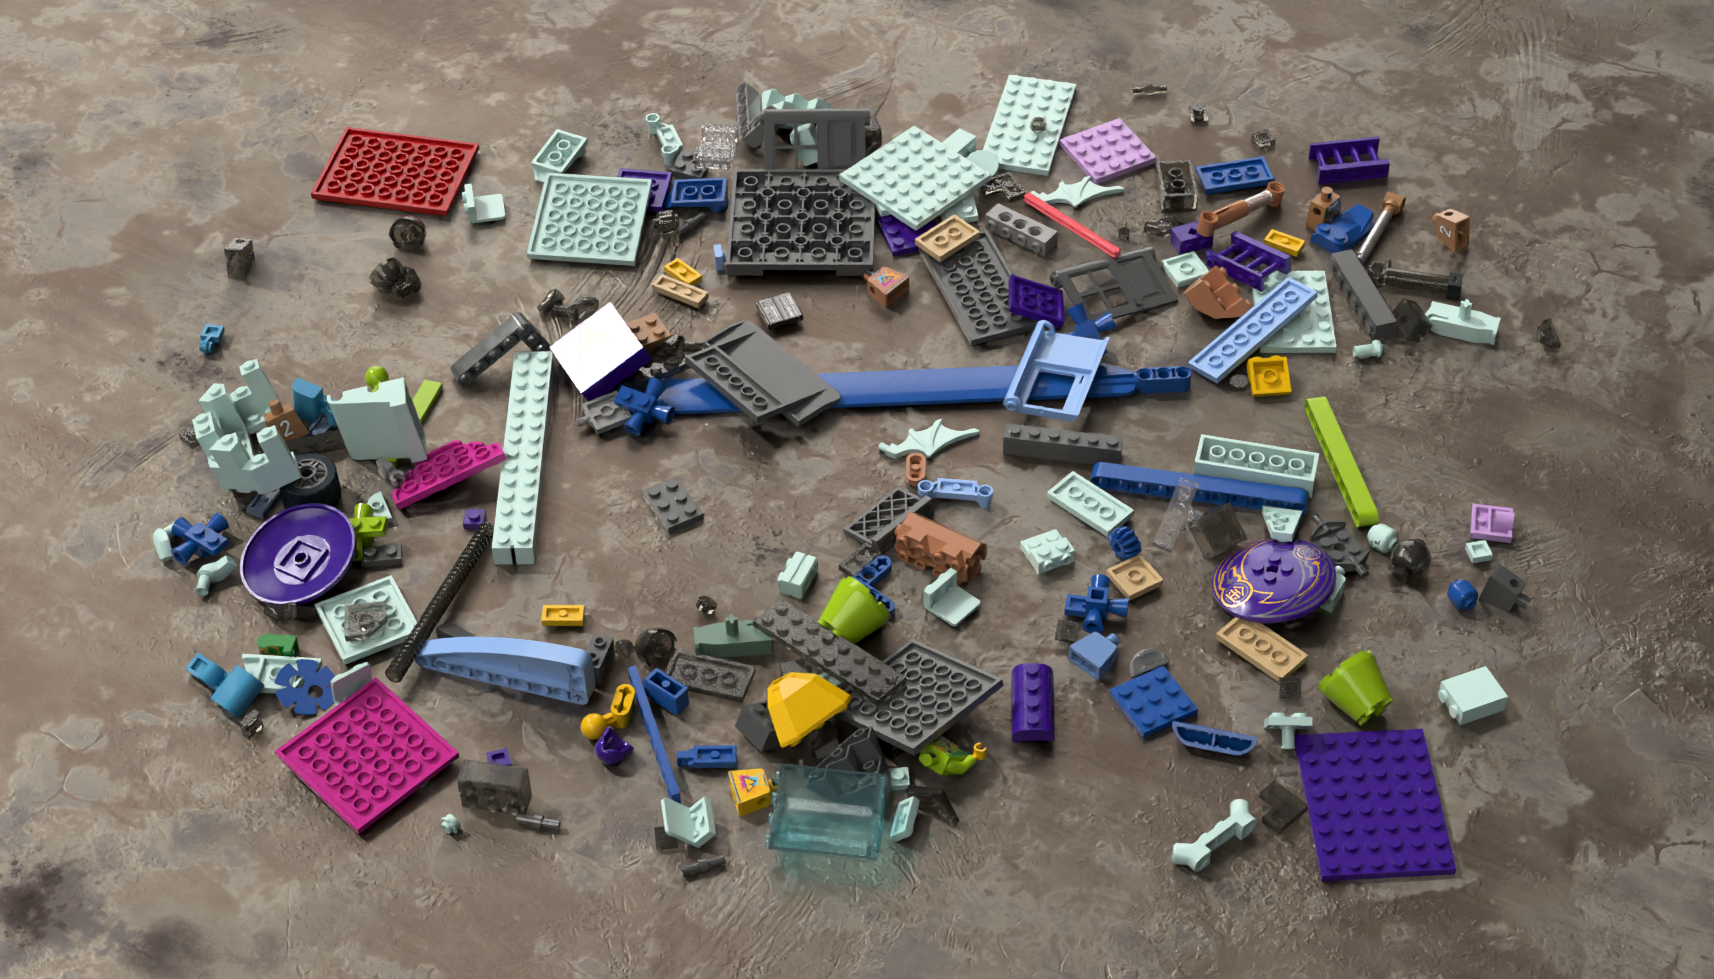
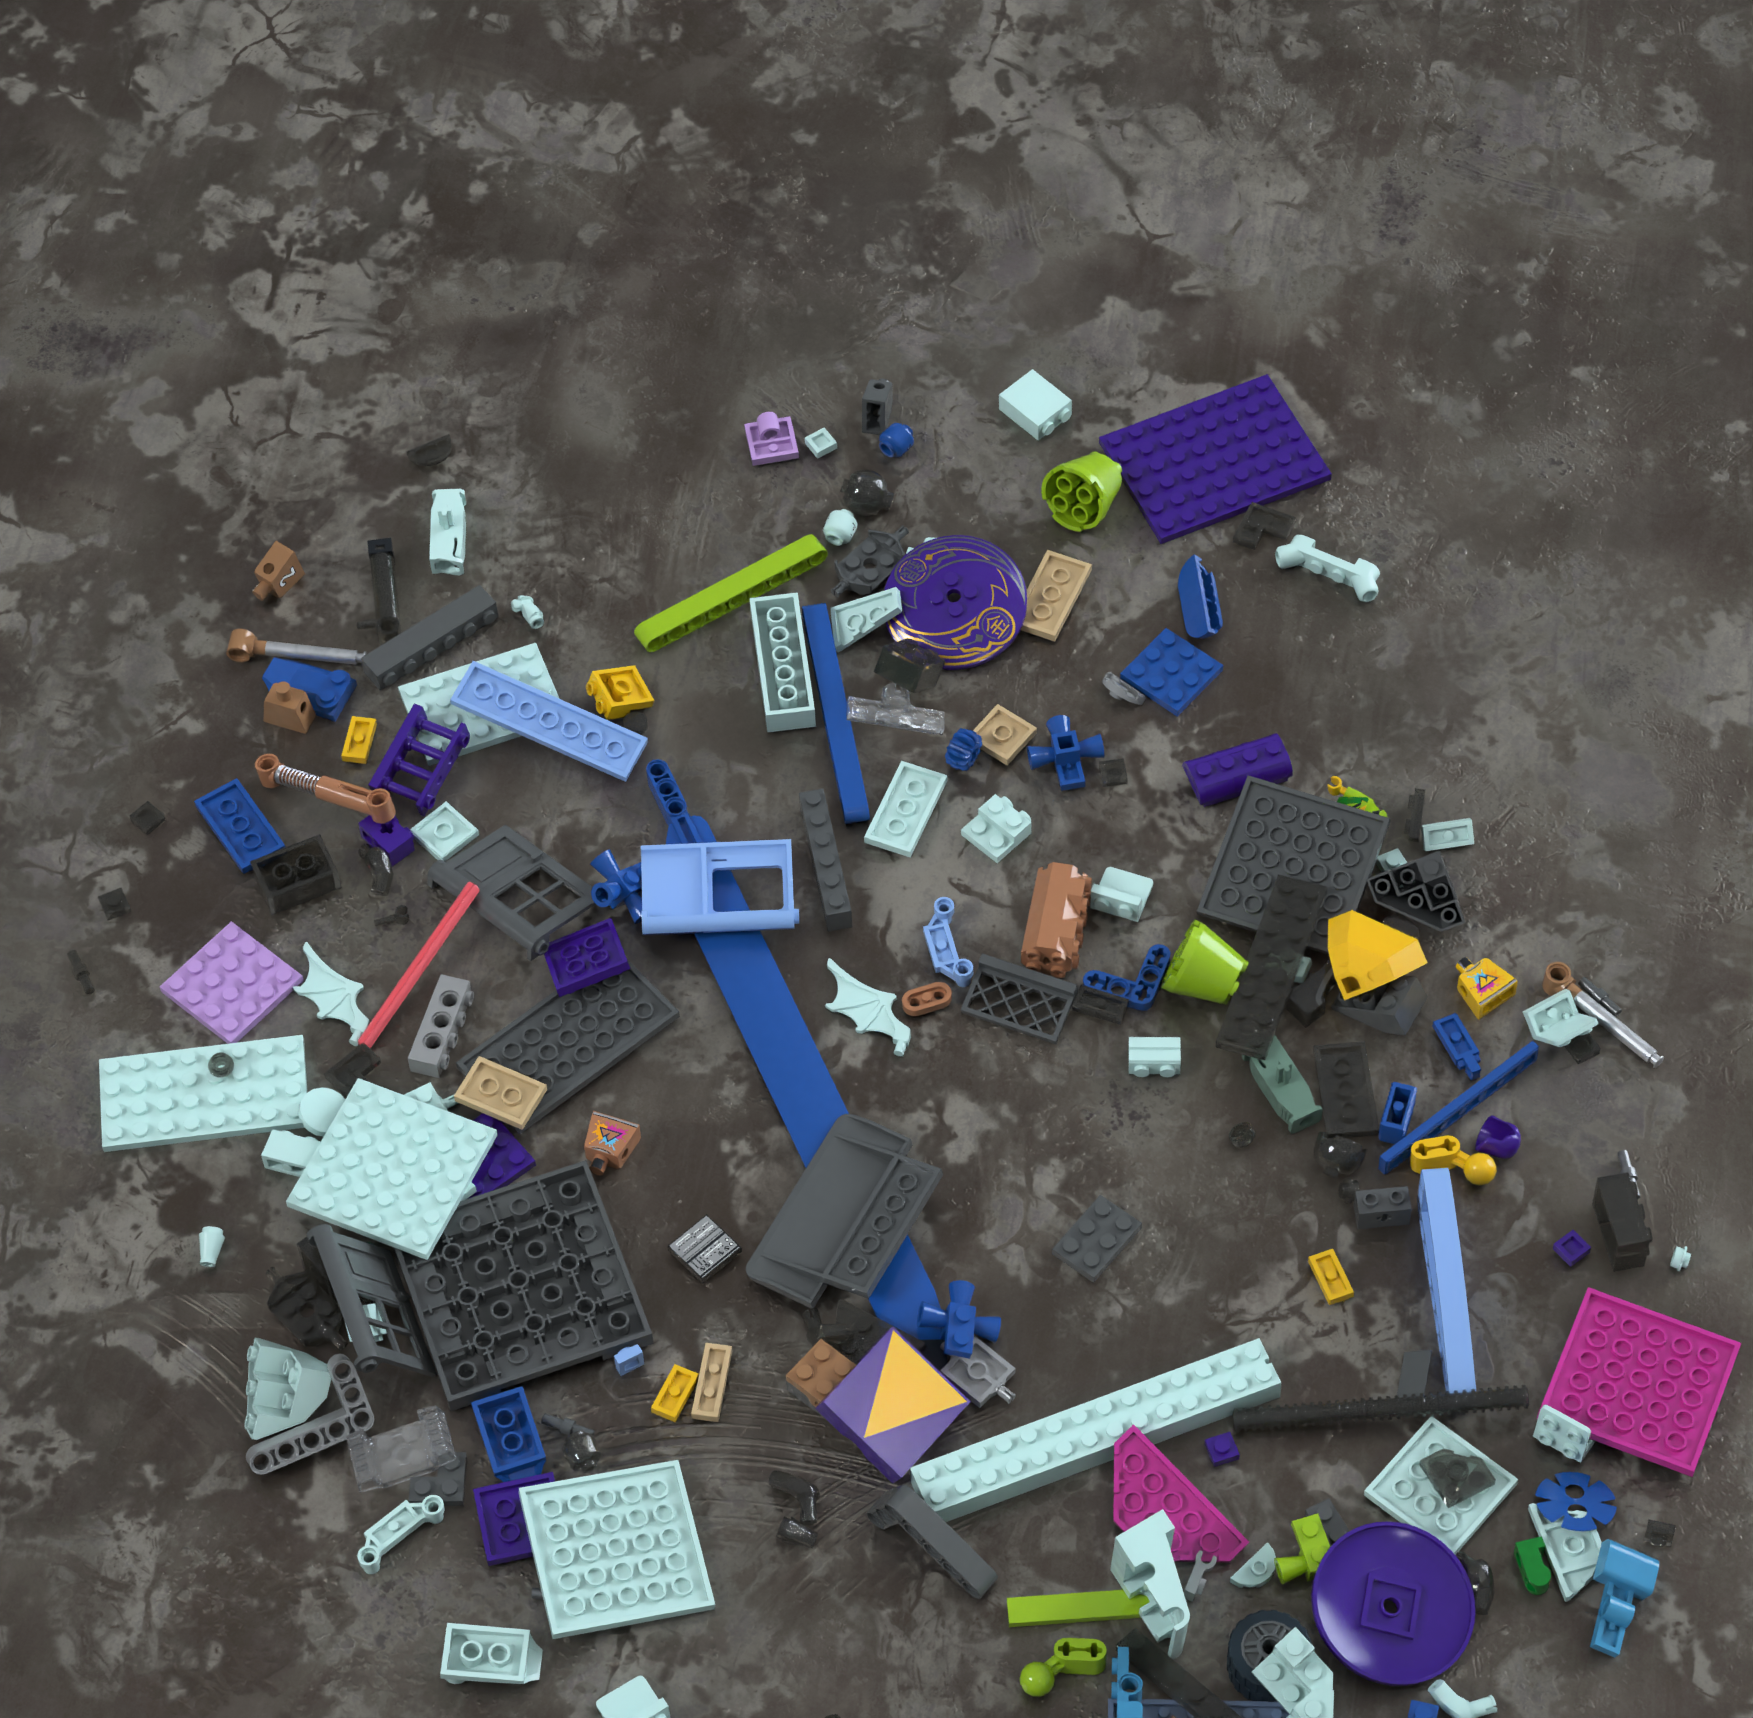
camera: 110 degrees left, 10 degrees up
(721, 842) = (1594, 1009): none -> flat silver piece
(827, 812) = (1501, 888): clear light blue cylinder -> none
(911, 104) = (210, 1242): none -> light aqua cone
(1095, 654) = (1135, 735): medium blue torso -> none
(1217, 295) = (495, 779): nougat brick -> none
(1288, 726) = (1158, 538): light aqua plate -> none
(1290, 687) = (1099, 556): clear smoke plate -> none
(1348, 171) = (182, 693): dark purple fence -> none
(1411, 320) = (468, 573): clear smoke brick -> none

